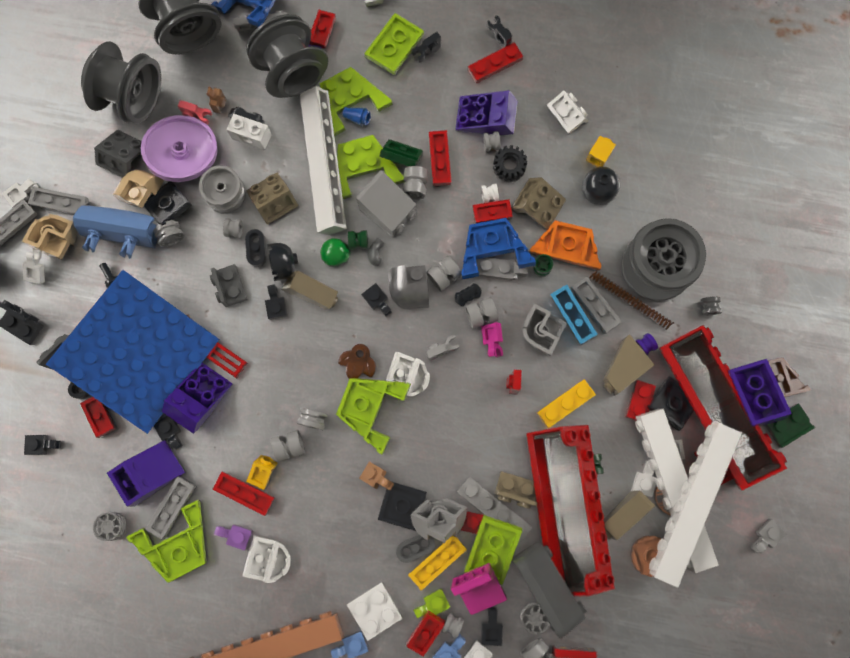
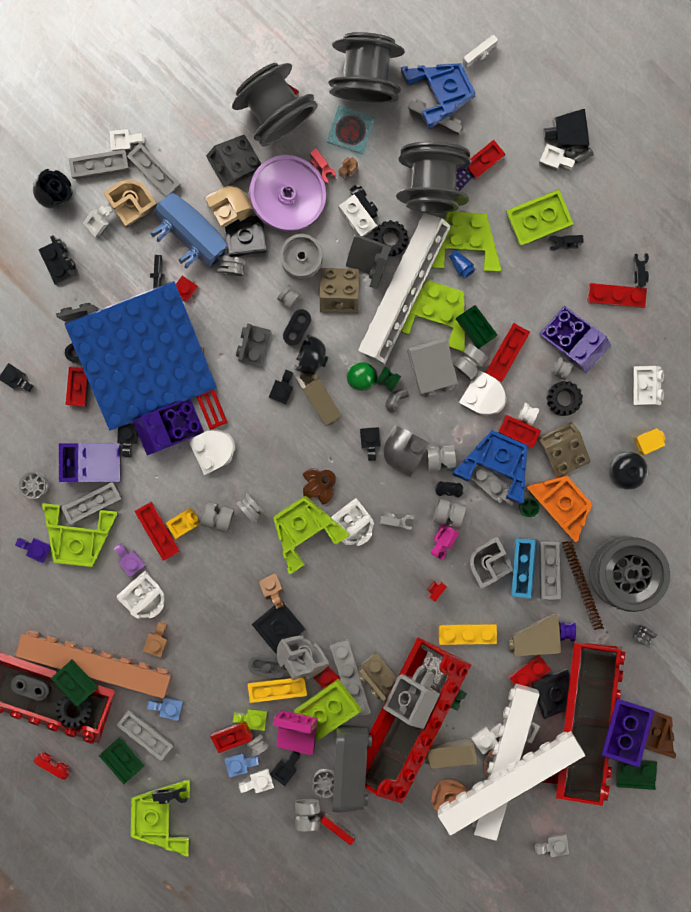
camera: 30 degrees right, 10 degrees up
(144, 275) = (186, 288): none -> red plate
(145, 582) = (36, 549): none -> dark purple plate
(201, 73) = (350, 129): none -> clear light blue tile
(248, 392) = (212, 449): none -> white slope
(277, 155) = (368, 257): none -> dark grey bracket
(281, 123) = (394, 227): none -> black tyre
(303, 594) = (156, 642): none -> medium nougat plate
(374, 611) = (203, 693): white plate -> none
(444, 202) = (484, 395): none -> white slope
(559, 487) = (413, 698): none -> light grey hinge

